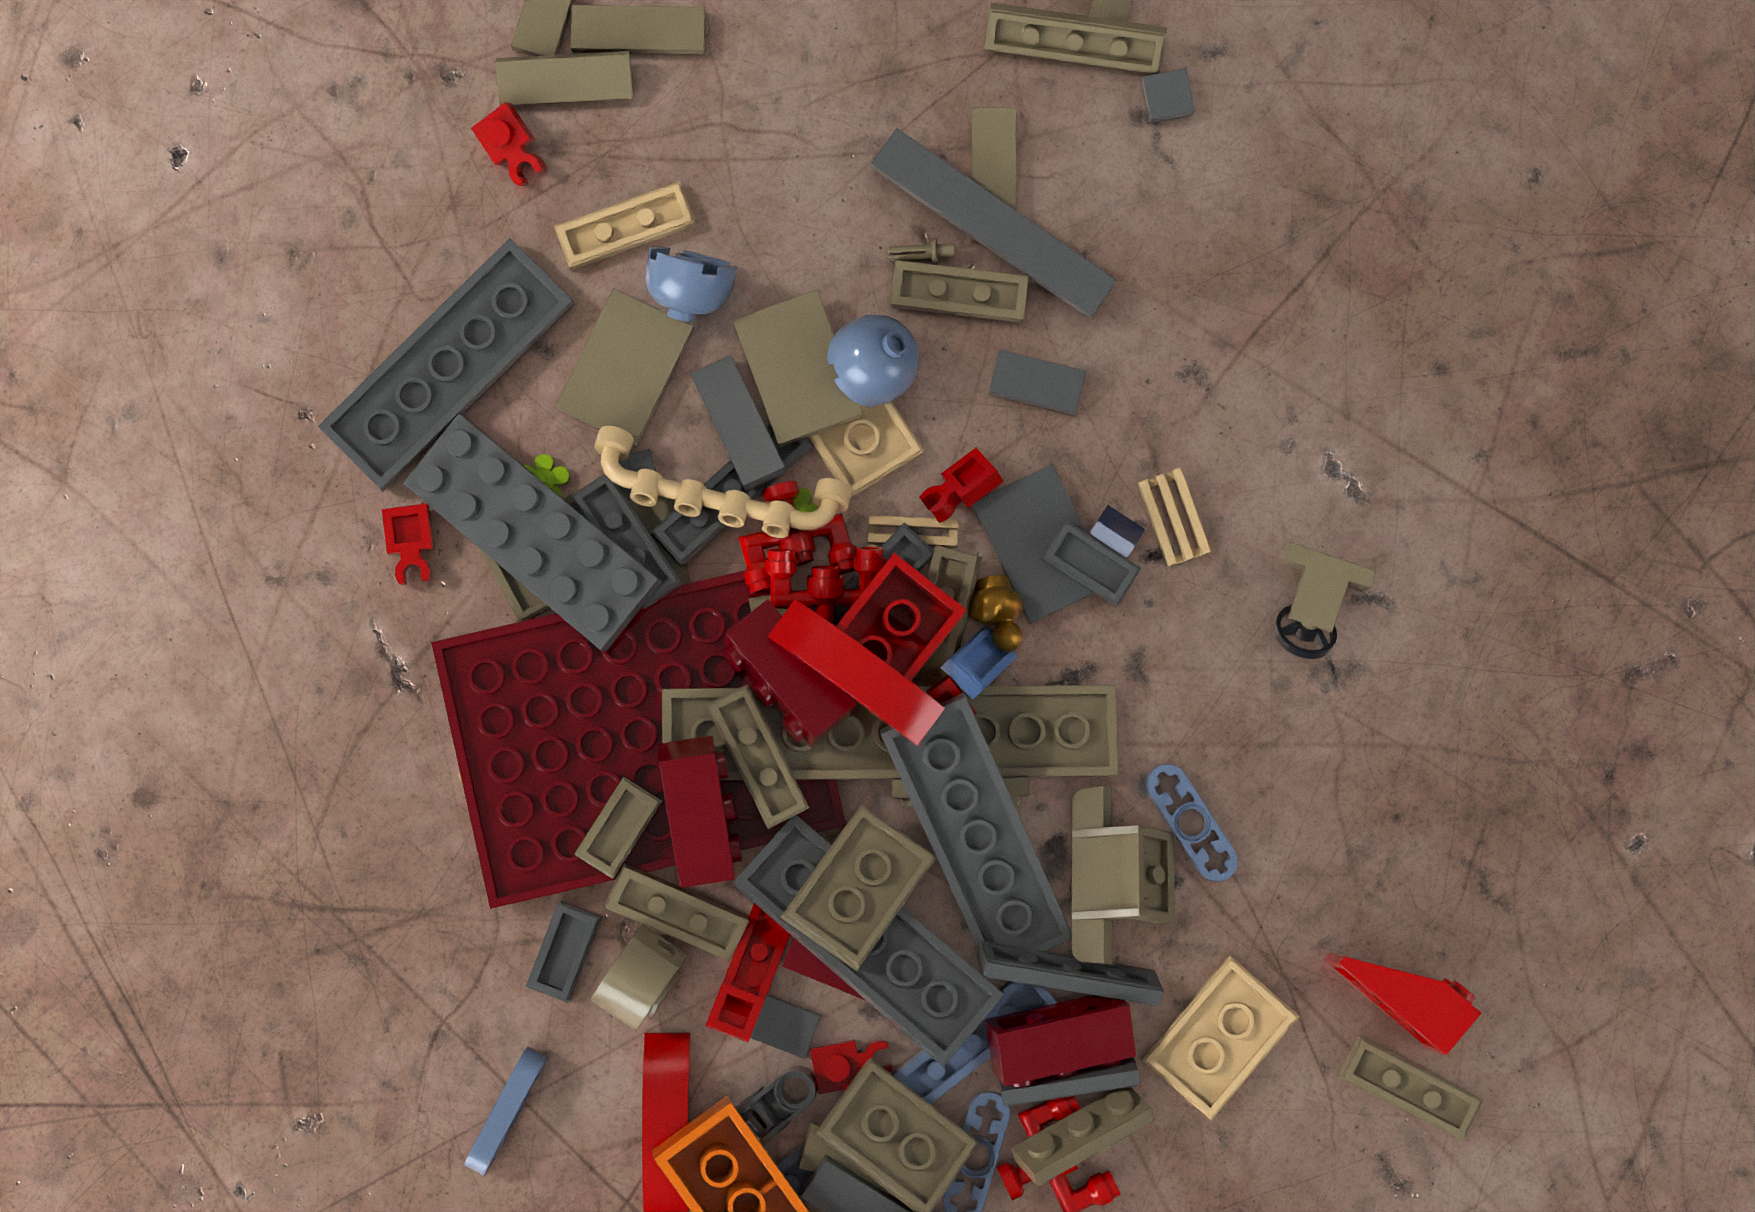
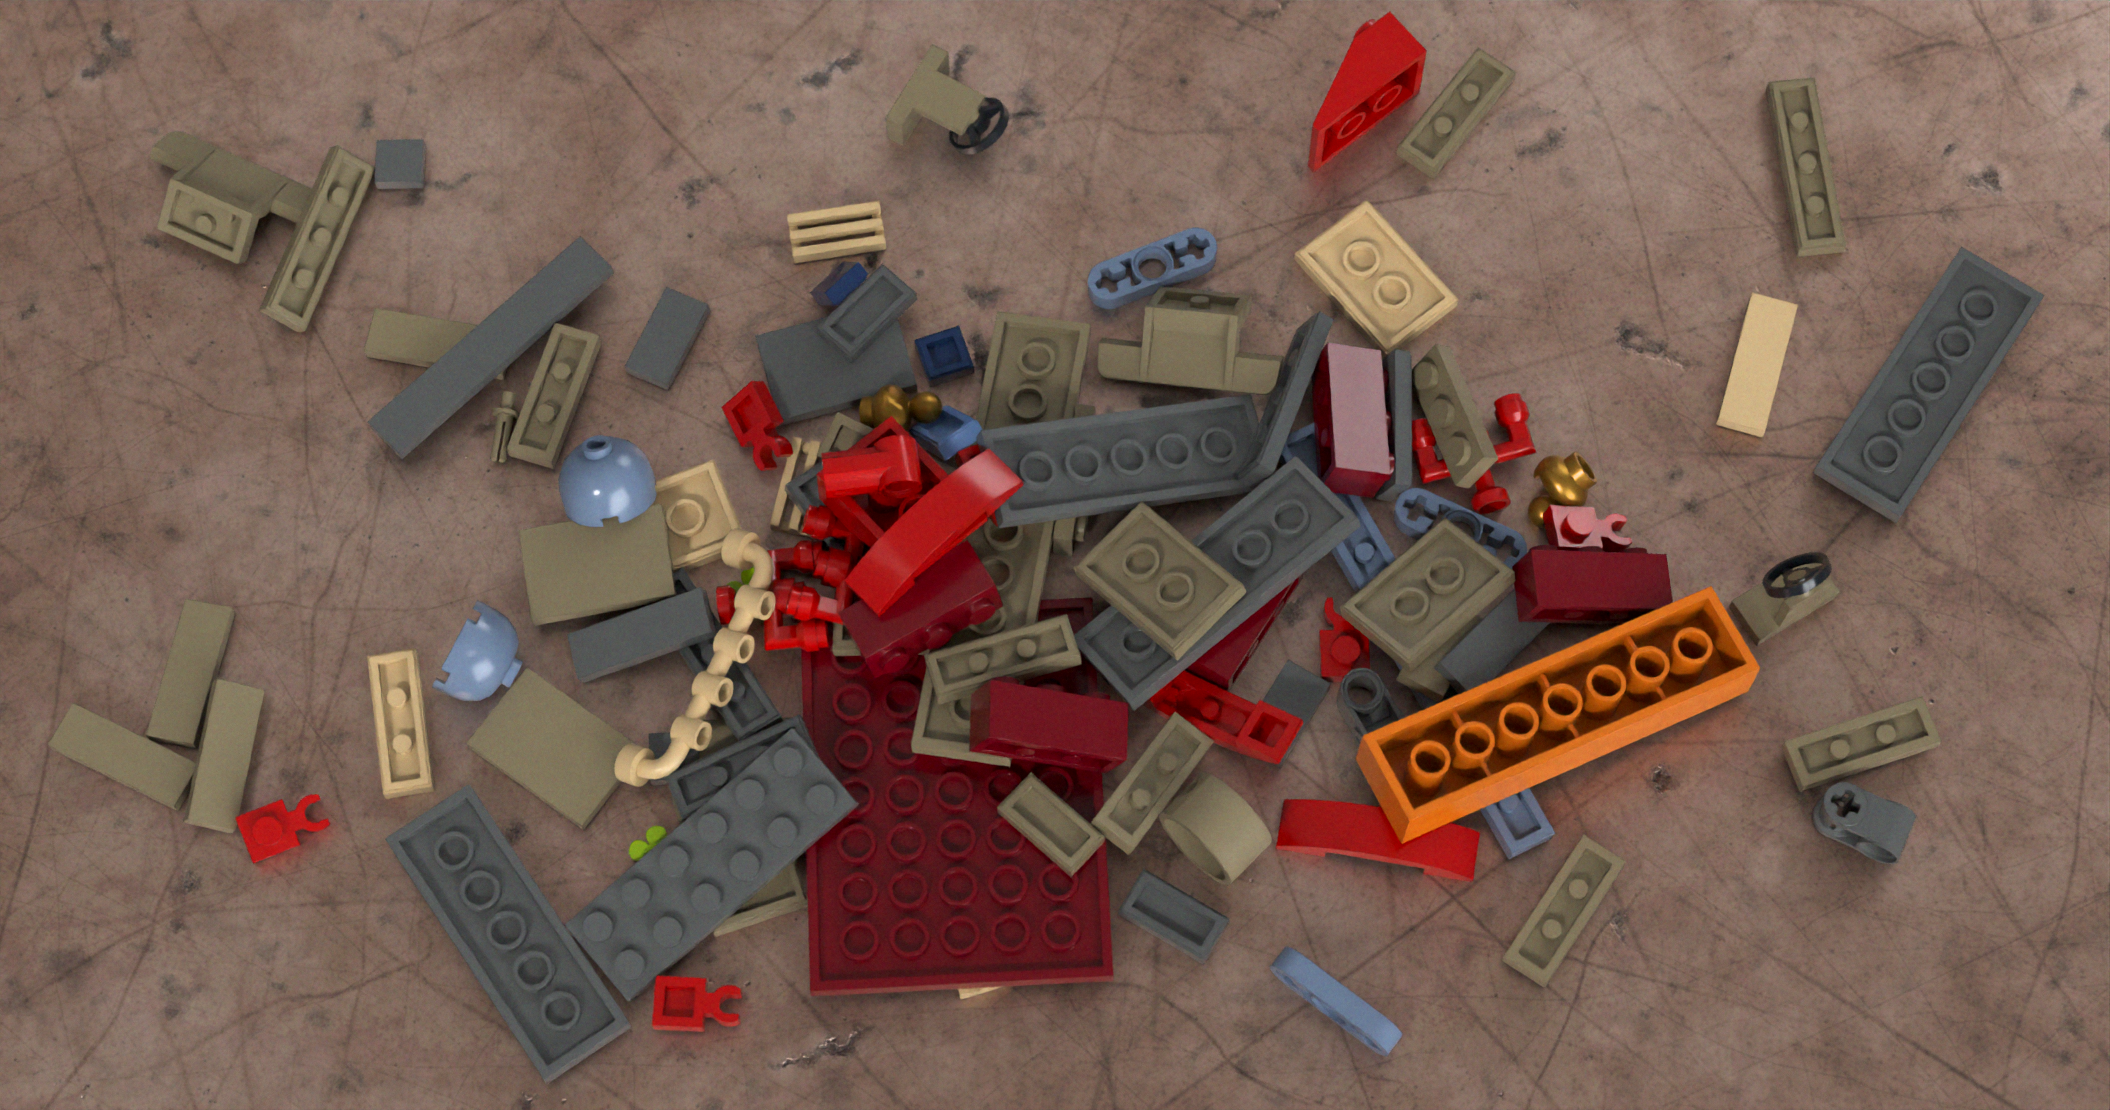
camera: 75 degrees left, 15 degrees down
(904, 616) = (885, 468): none -> red piece
(1066, 643) = (944, 356): none -> dark blue tile

